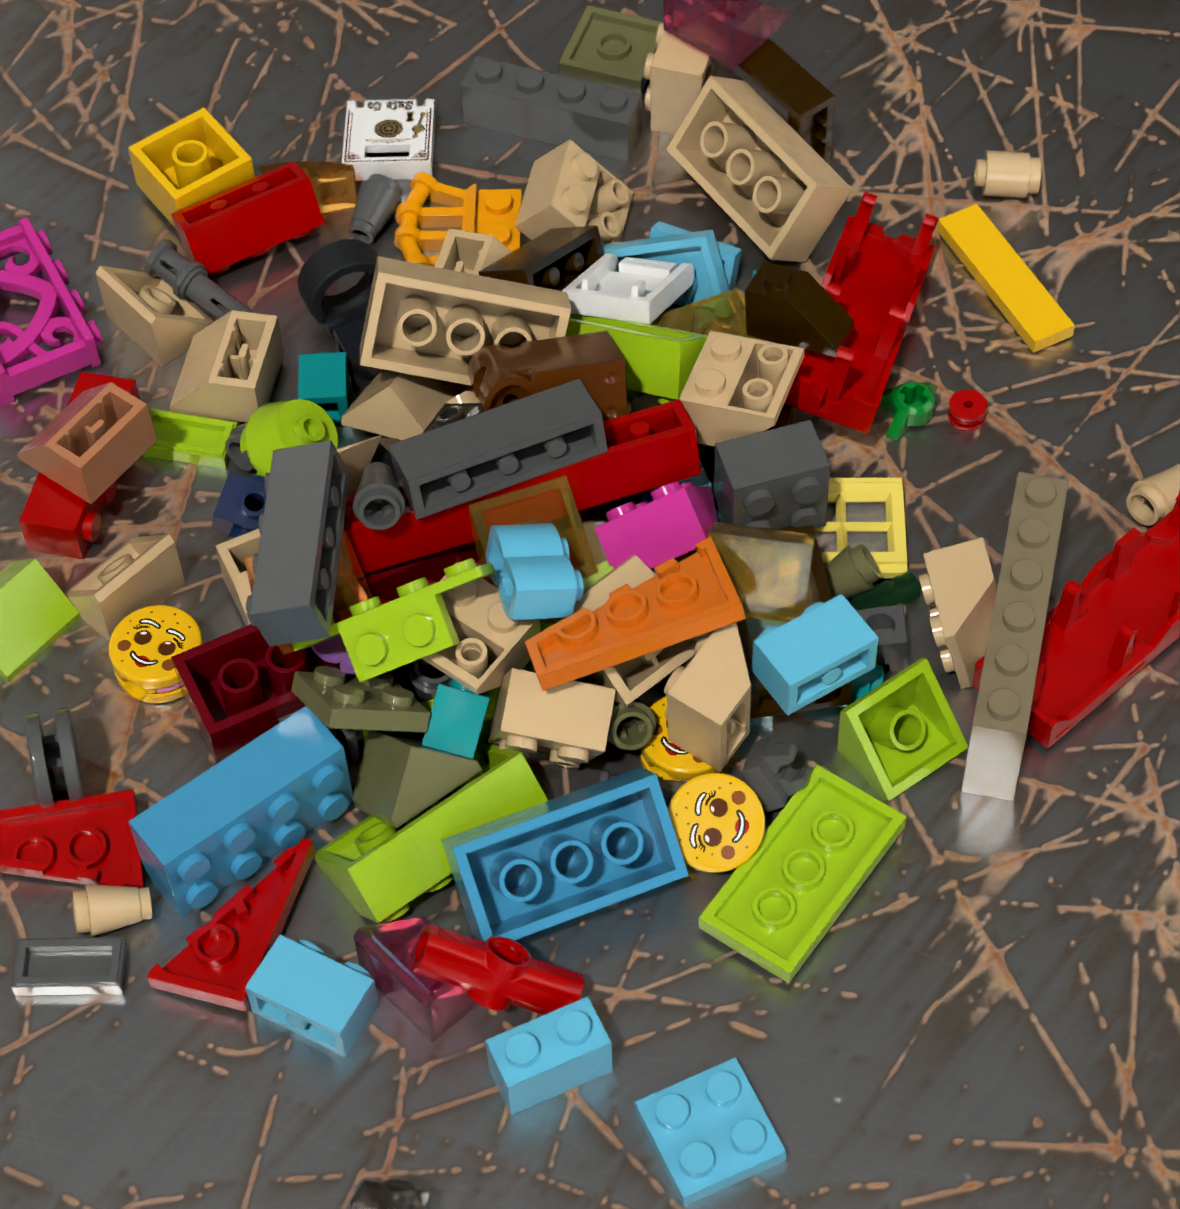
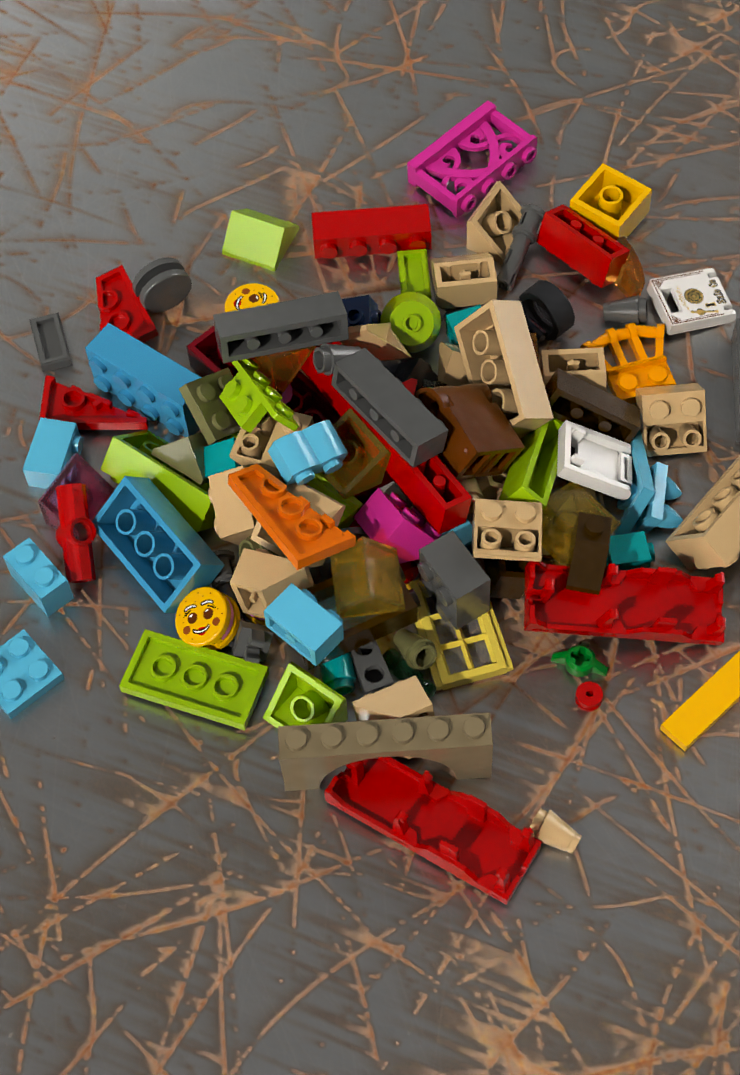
camera: 75 degrees right, 5 degrees up
(92, 441) = (364, 222): nougat slope -> none
(108, 908) = (78, 338): tan cone -> none
(130, 579) = (293, 279): tan slope -> none

